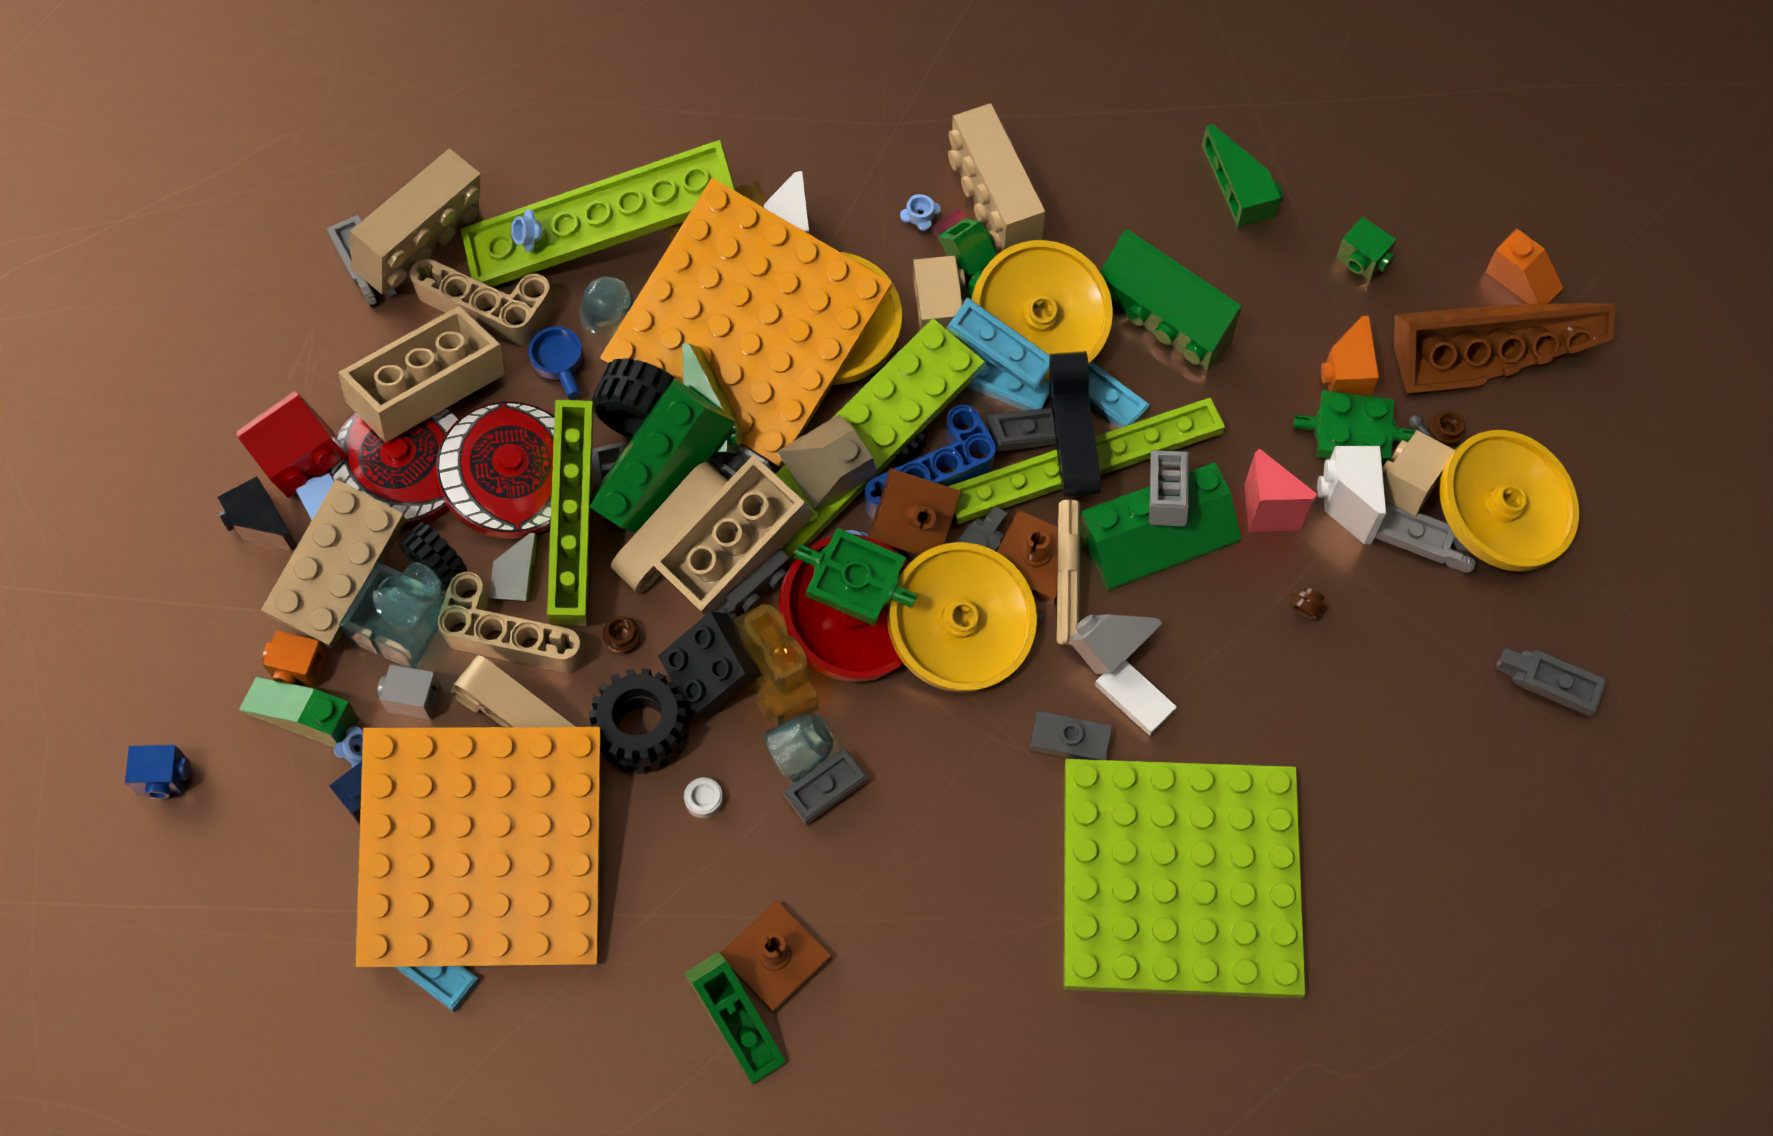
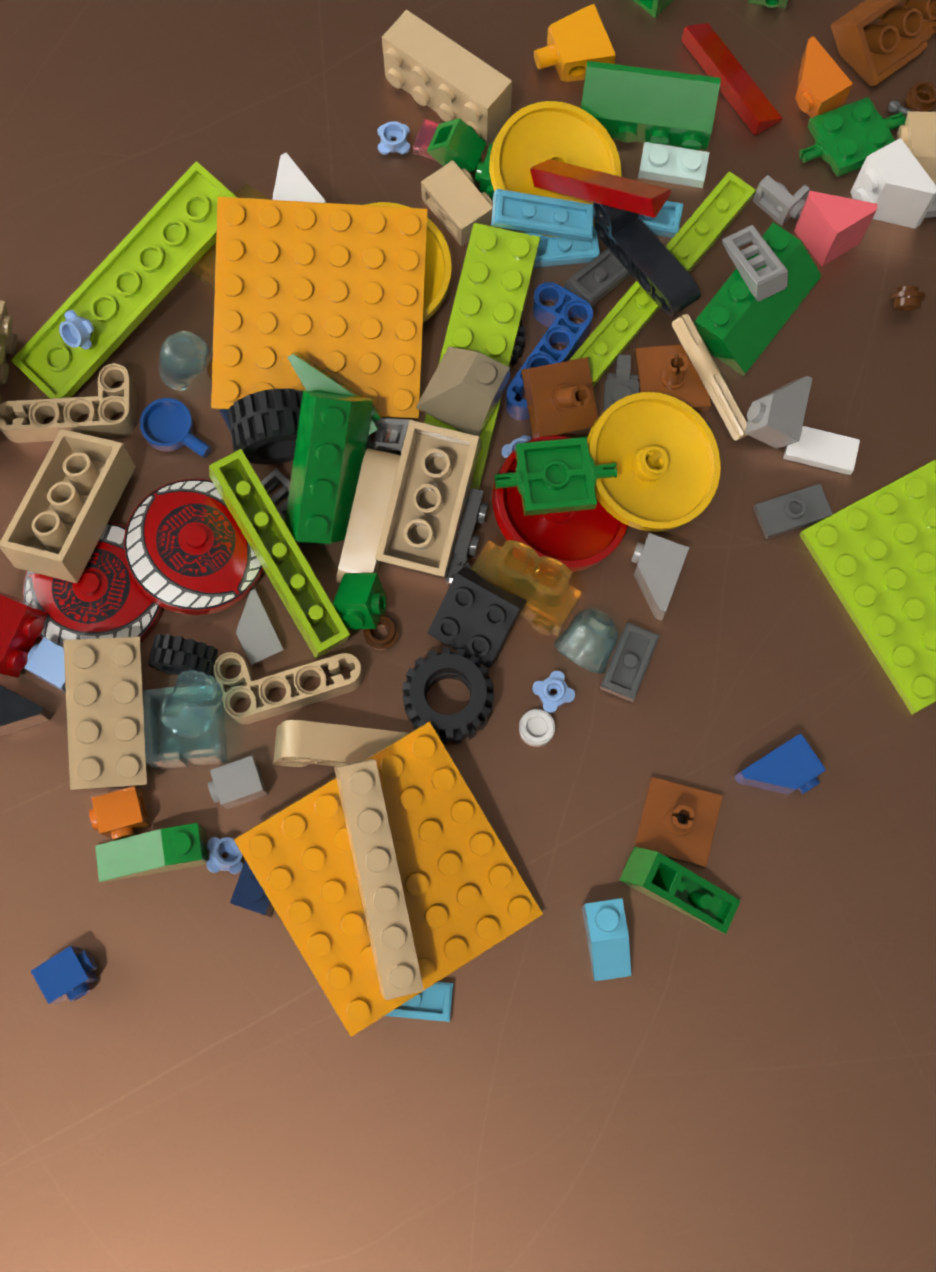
camera: 30 degrees left, 10 degrees up
(462, 832) = (379, 879): none -> tan brick
(616, 593) = (360, 600): none -> green brick
(638, 1019) = (607, 939): none -> medium azure slope
(742, 783) = (549, 701): none -> light blue plate
(902, 963) = (785, 769): none -> blue slope
(906, 720) = (658, 570): none -> light grey slope
(1059, 343) = (600, 187): none -> red slope
(1142, 210) = (573, 43): none -> light orange torso
(1165, 366) = (673, 165): none -> light aqua plate
(1240, 446) = (778, 202): none -> light grey bracket
(1272, 315) = (735, 82): none -> red slope

